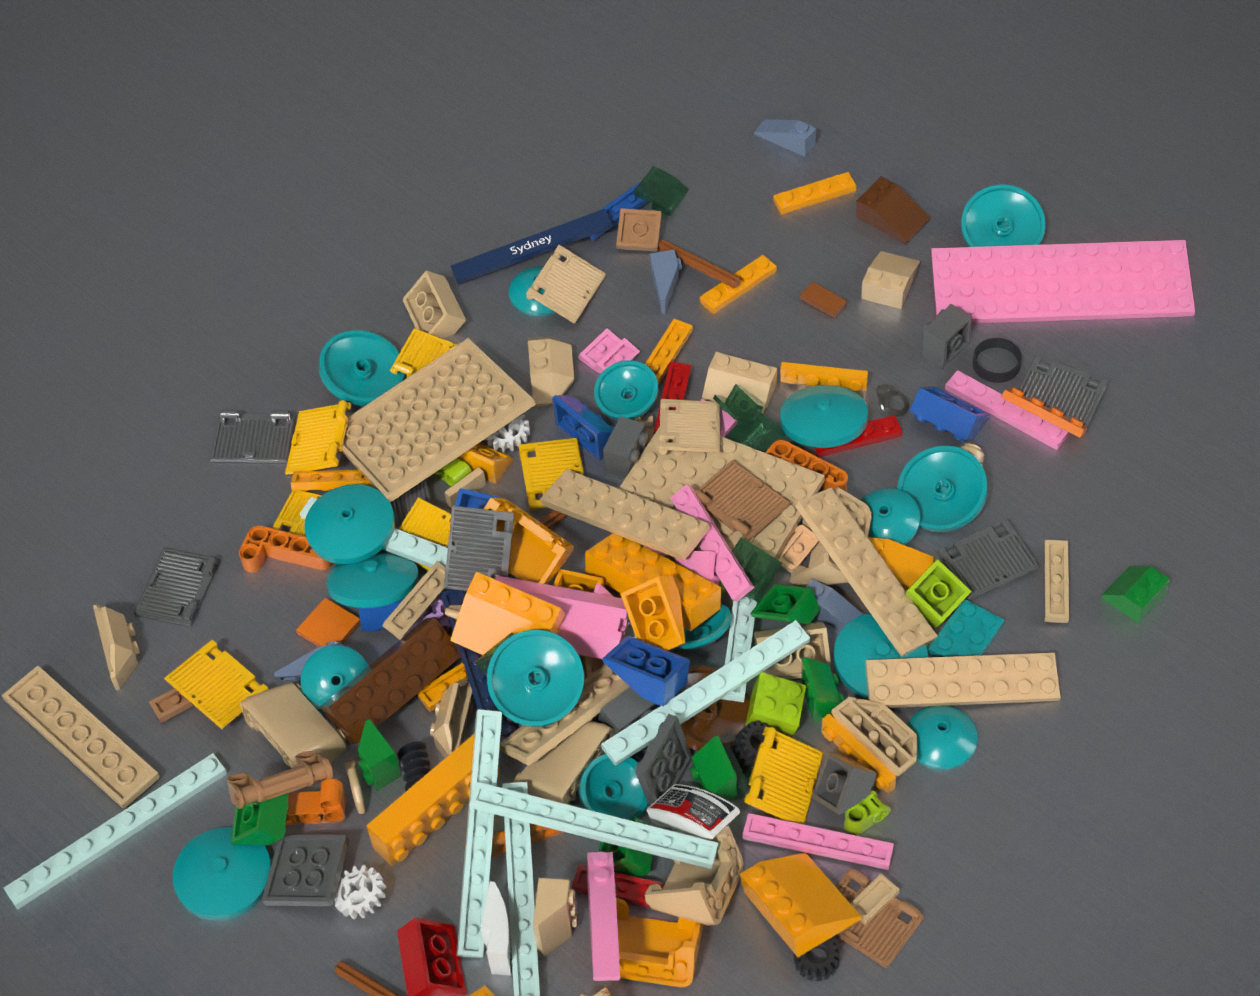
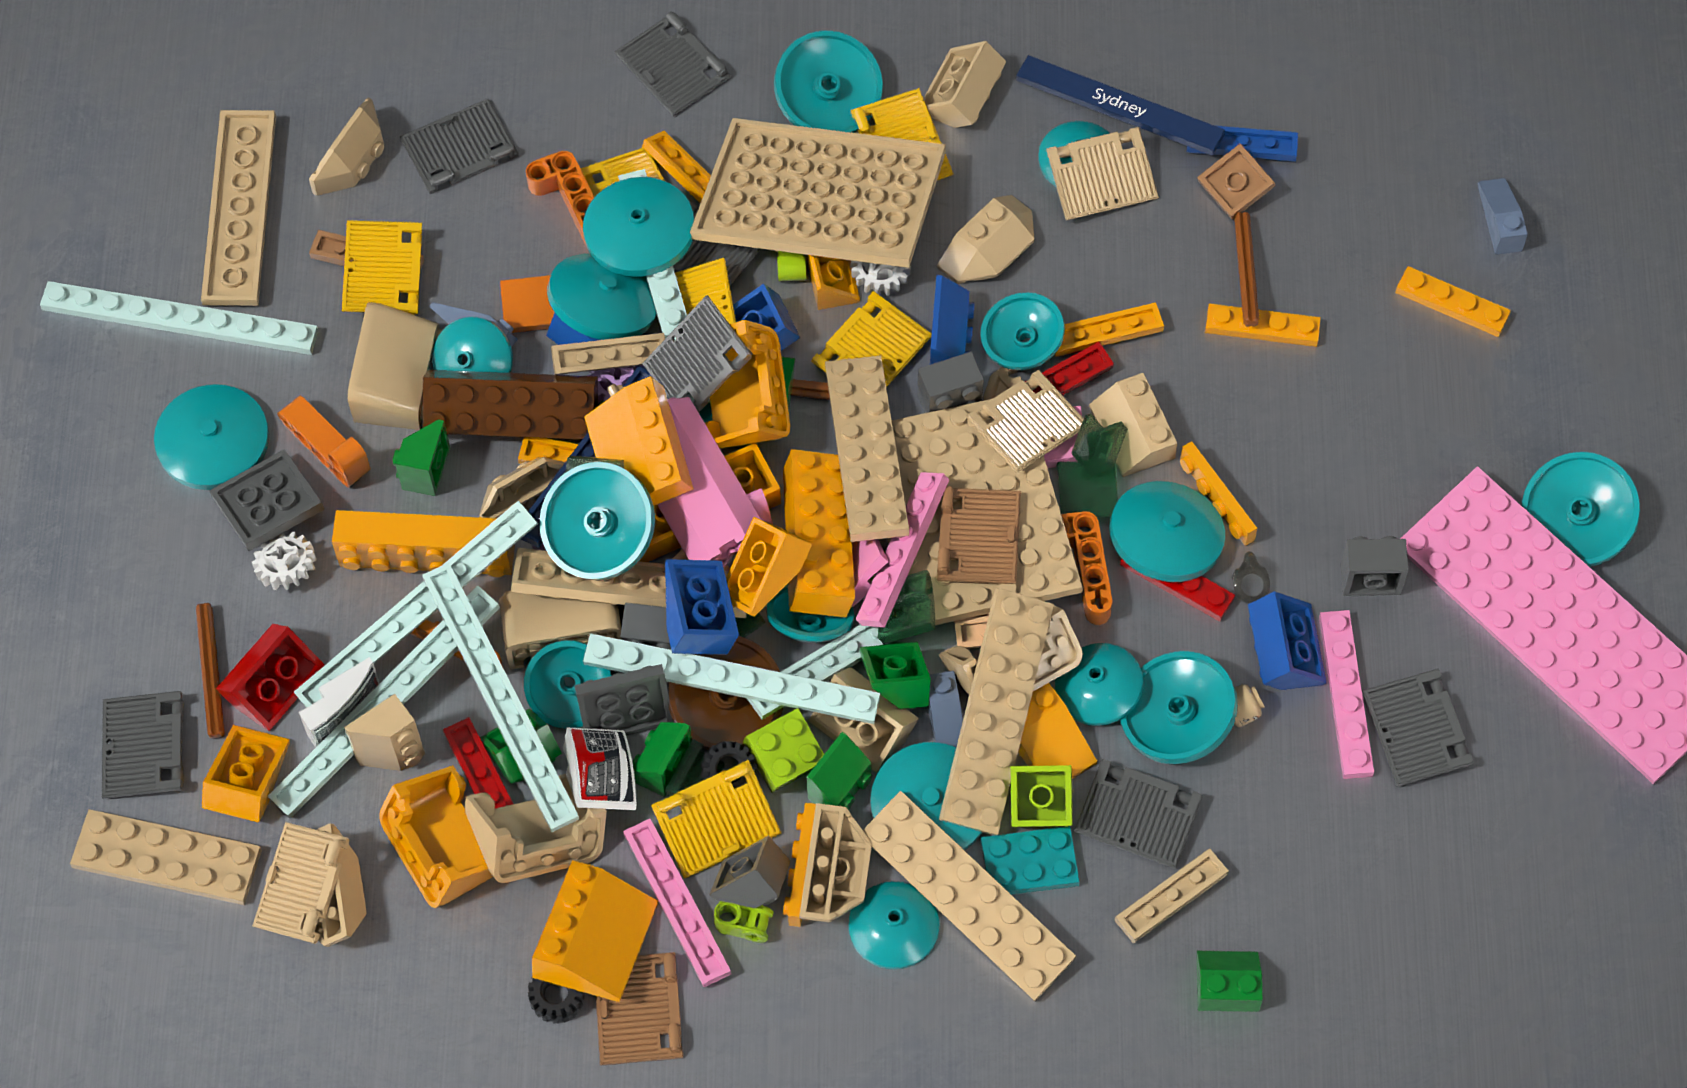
camera: 45 degrees right, 10 degrees up
(260, 822) = (277, 419): green slope -> none
(309, 768) = (274, 387): medium nougat piece -> none
(318, 438) = (718, 117): yellow window -> none
(355, 786) = (382, 468): tan piece -> none
(413, 763) = (447, 495): black piece -> none
(473, 482) = (787, 287): tan tile -> none
(603, 916) = (415, 777): bright pink slope -> none
(606, 351) = (1061, 278): bright pink slope -> none
(661, 190) = (1307, 160): clear green slope -> none
(665, 276) = (1201, 253): sand blue slope -> none
(823, 299) = (1319, 417): dark orange tile -> none
(874, 898) = (658, 997): tan tile -> none
(889, 279) = (1408, 457): tan slope -> none
(891, 210) = (1498, 391): reddish brown slope -> none
(997, 343) = (1406, 611): black tyre -> none
(1051, 415) = (1369, 731): orange plate -> none

